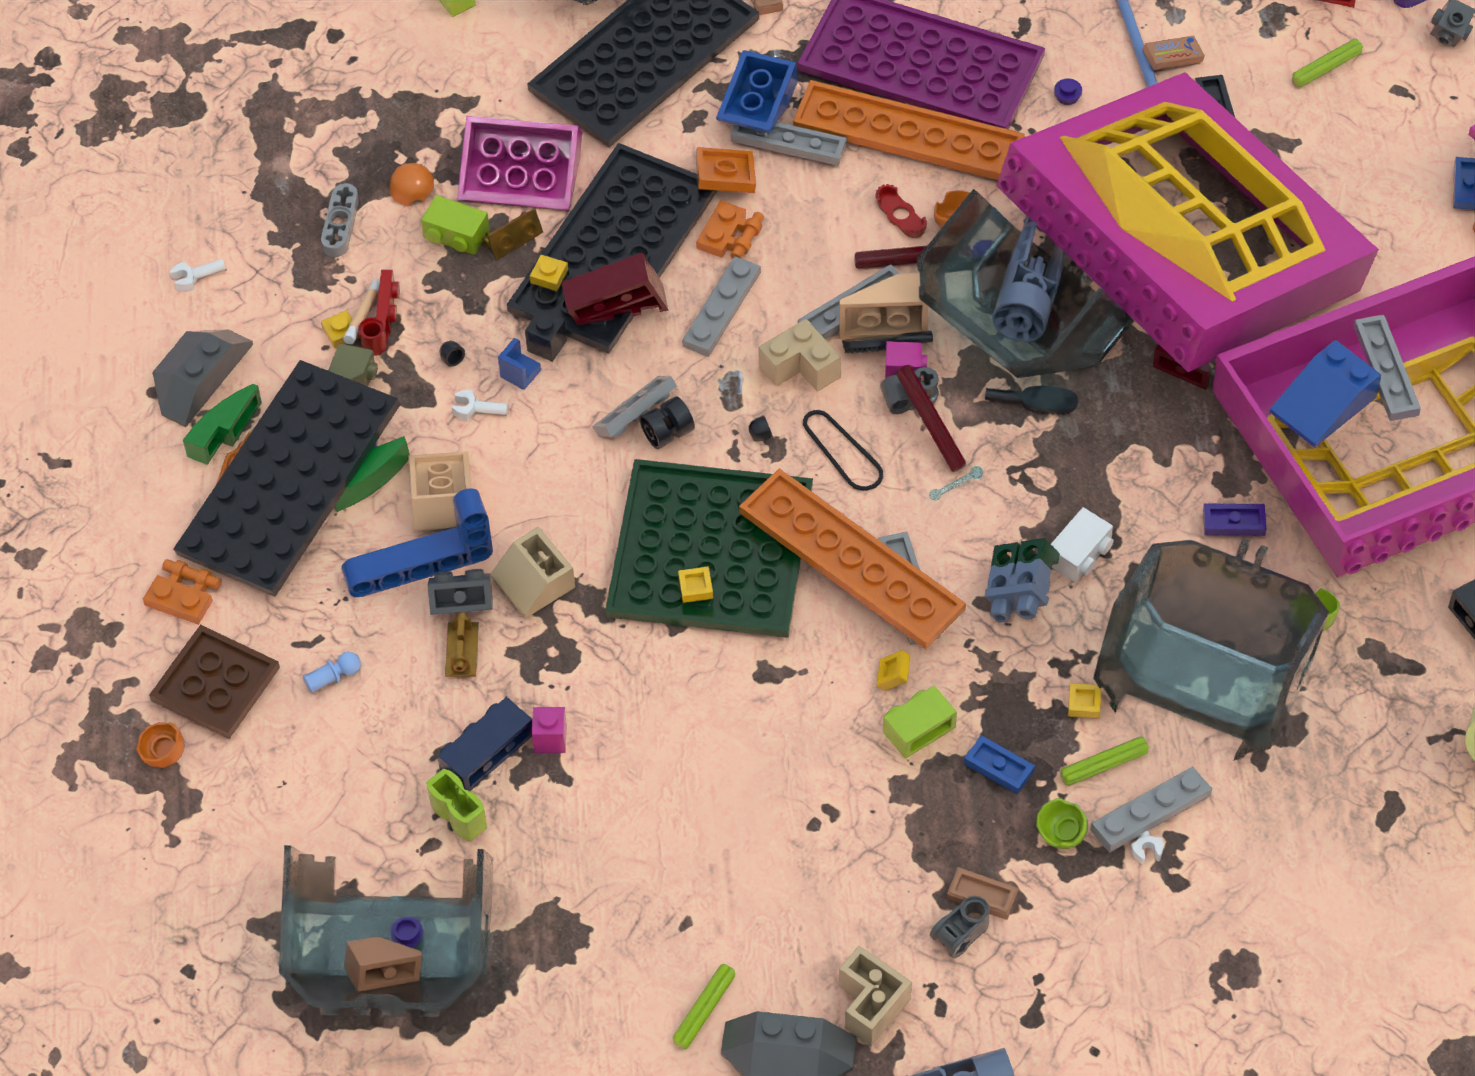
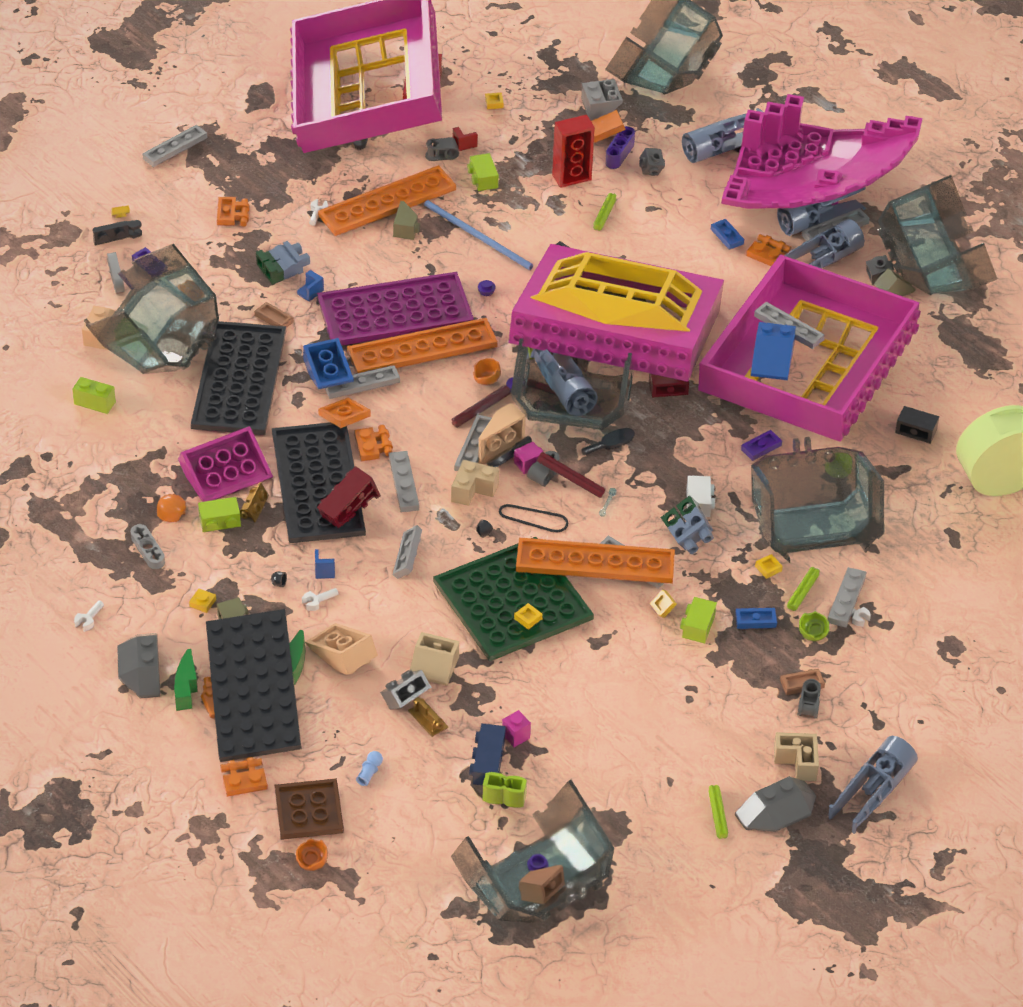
camera: 40 degrees left, 10 degrees down
(362, 312) = (210, 583): light nougat bar -> none
(376, 330) = (223, 577): red plate -> none
(426, 555) = (370, 679): blue beam -> none
(545, 335) = (326, 542): black brick -> none
(549, 272) = (298, 510): yellow plate -> none
(669, 421) = (433, 550): black wheel -> none
(889, 201) = (444, 387): red piece -> none
(1173, 52) = (524, 243): nougat tile -> none

